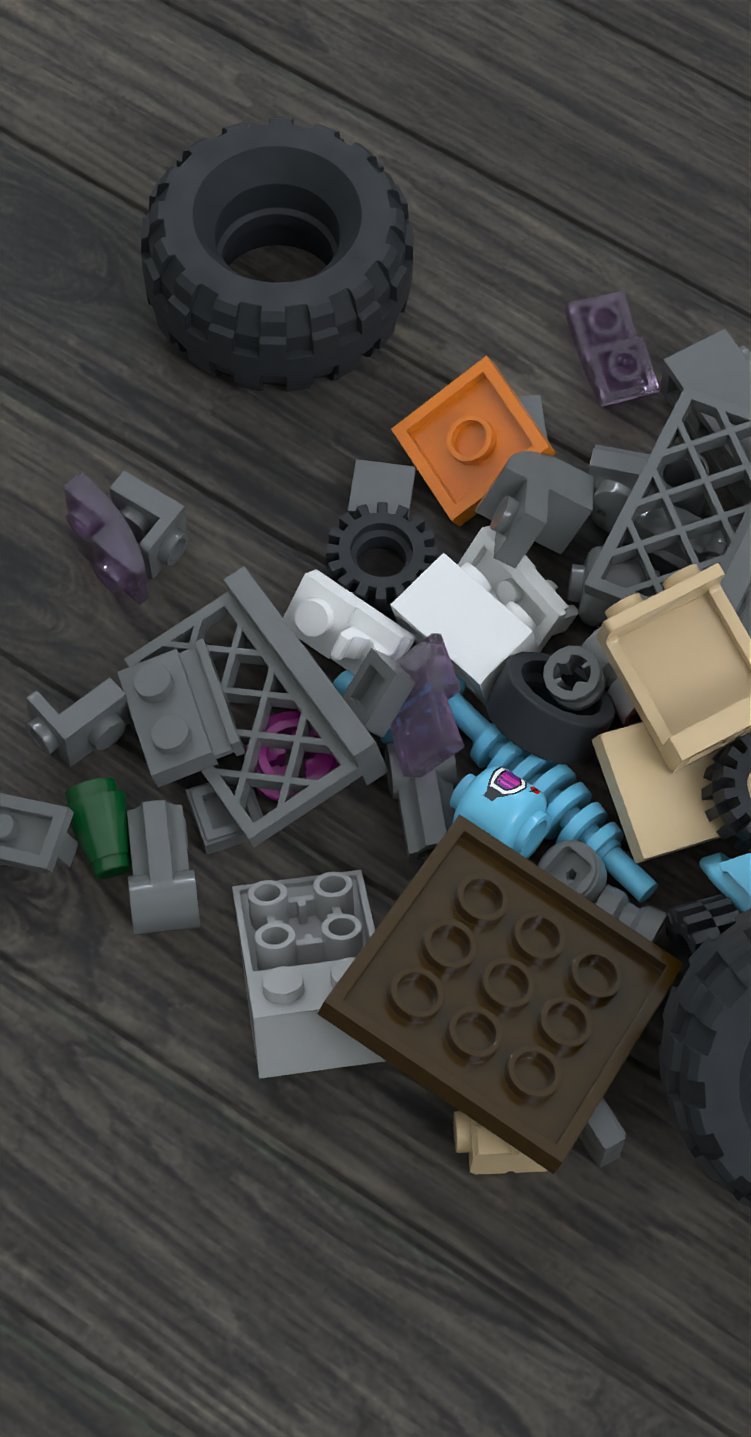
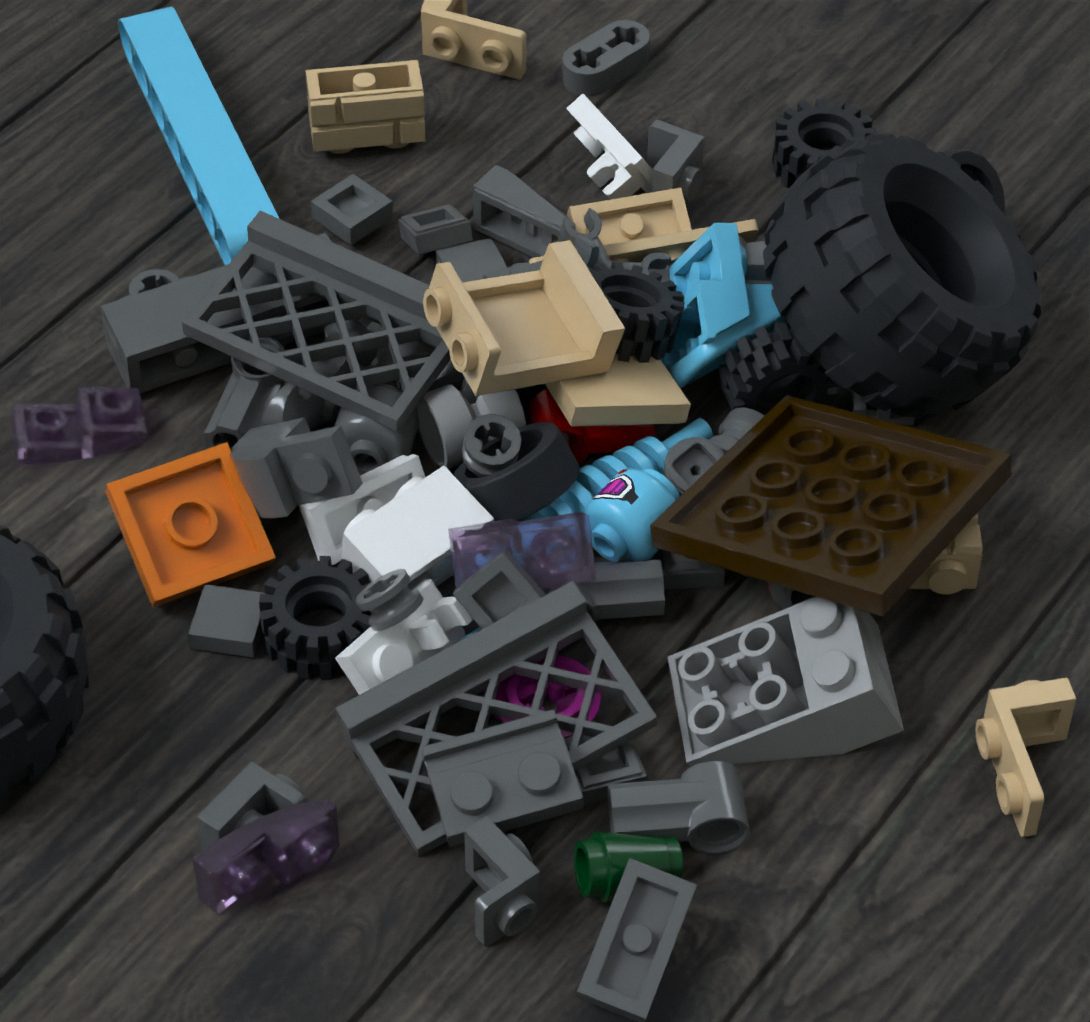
camera: 85 degrees left, 15 degrees down
(247, 1169) = (1019, 718): none -> tan bracket
(364, 597) = (389, 600): none -> dark grey bush

